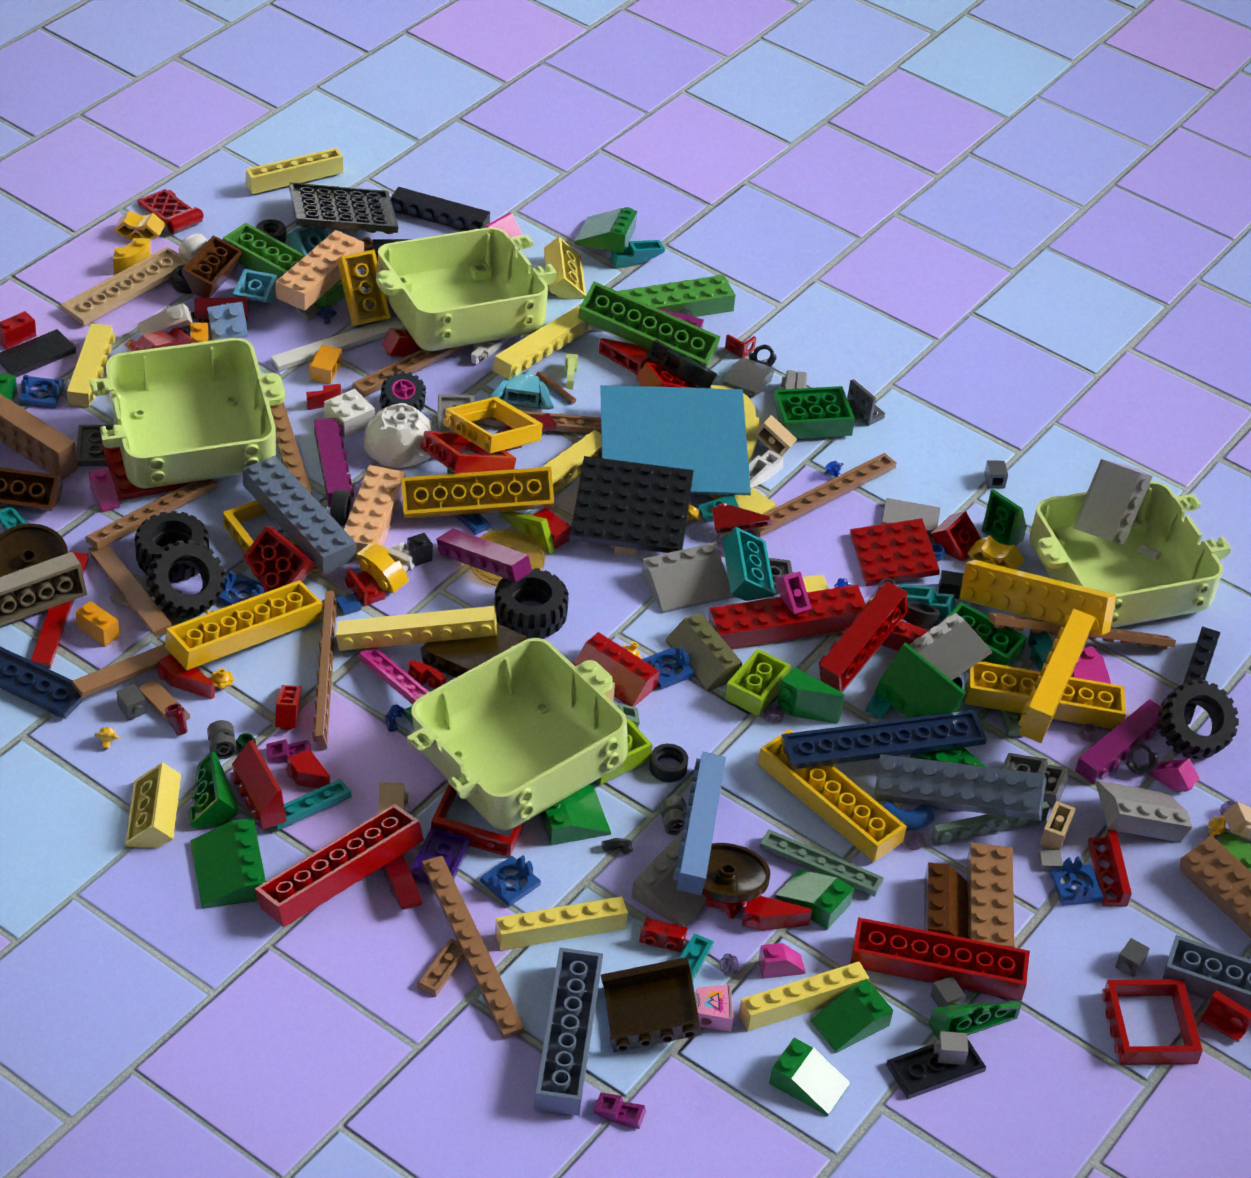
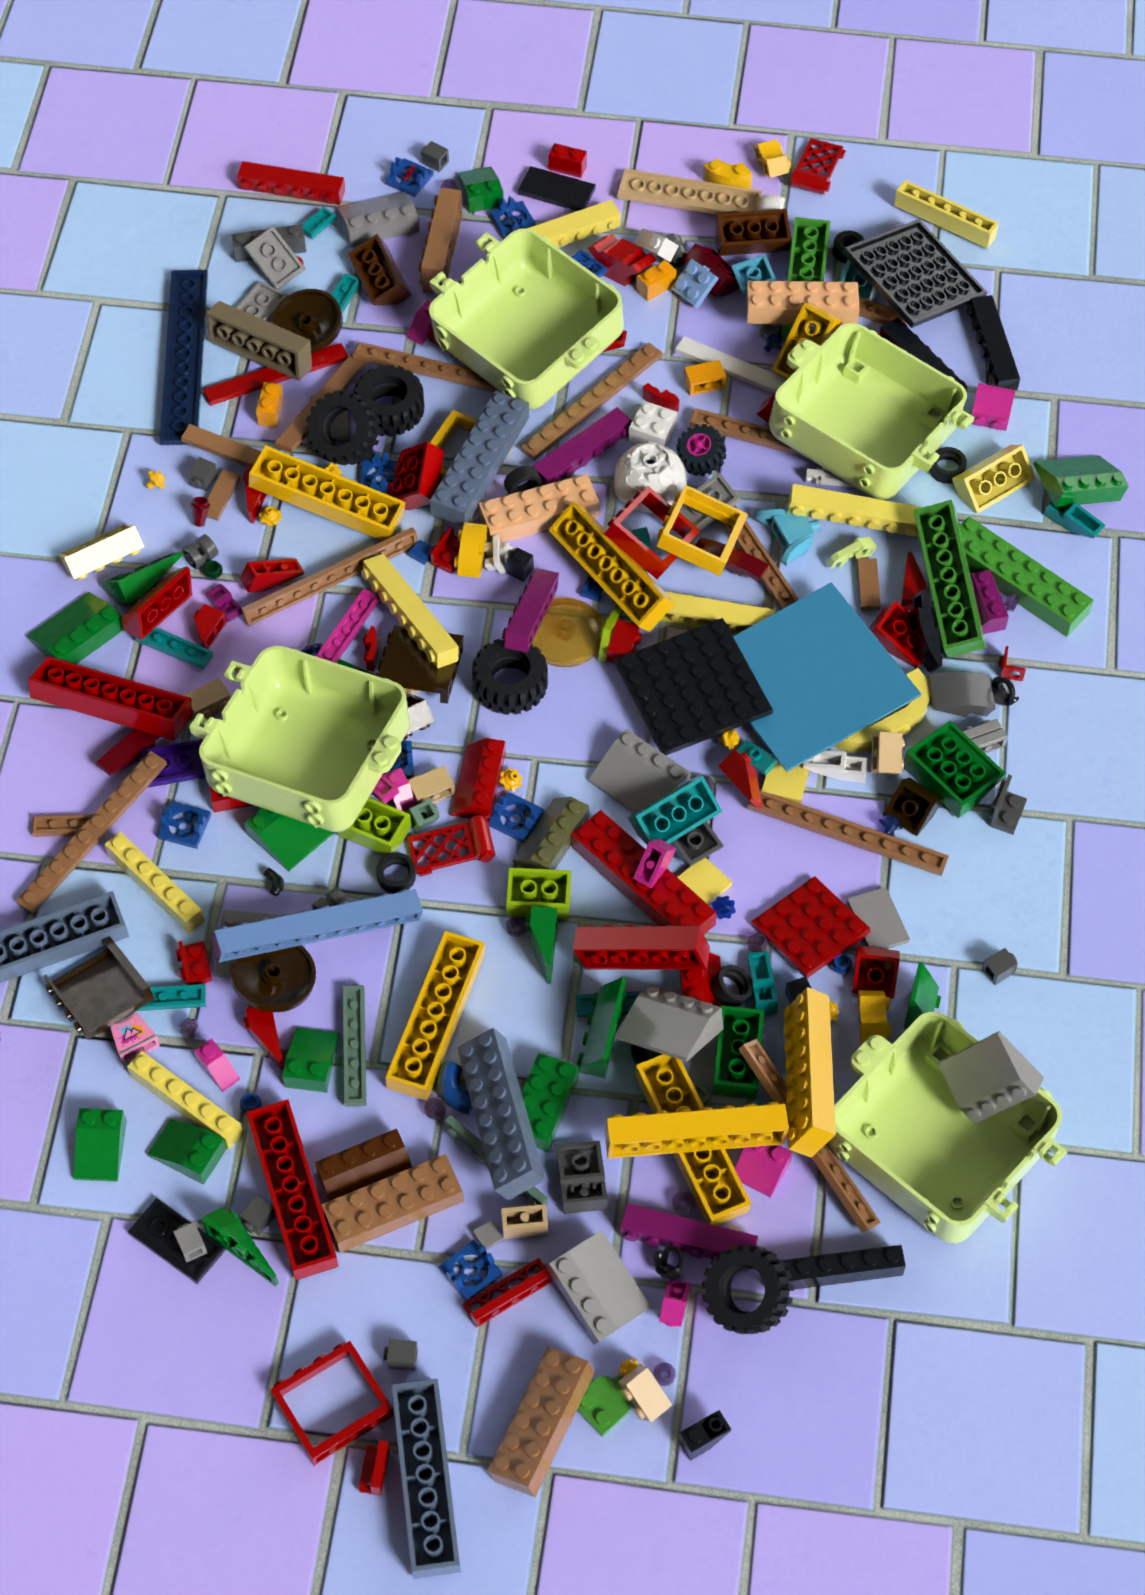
camera: 65 degrees right, 15 degrees up
(556, 388) = (823, 554): dark orange bar -> none
(601, 377) = (868, 584): none -> medium nougat tile
(673, 698) = (477, 836): none -> red piece
(826, 448) = (913, 805): none -> dark brown slope
(832, 956) = (250, 1102): none -> blue plate
(885, 737) = (519, 1024): dark blue plate -> none
(1149, 552) = (974, 1150): light grey tile -> none

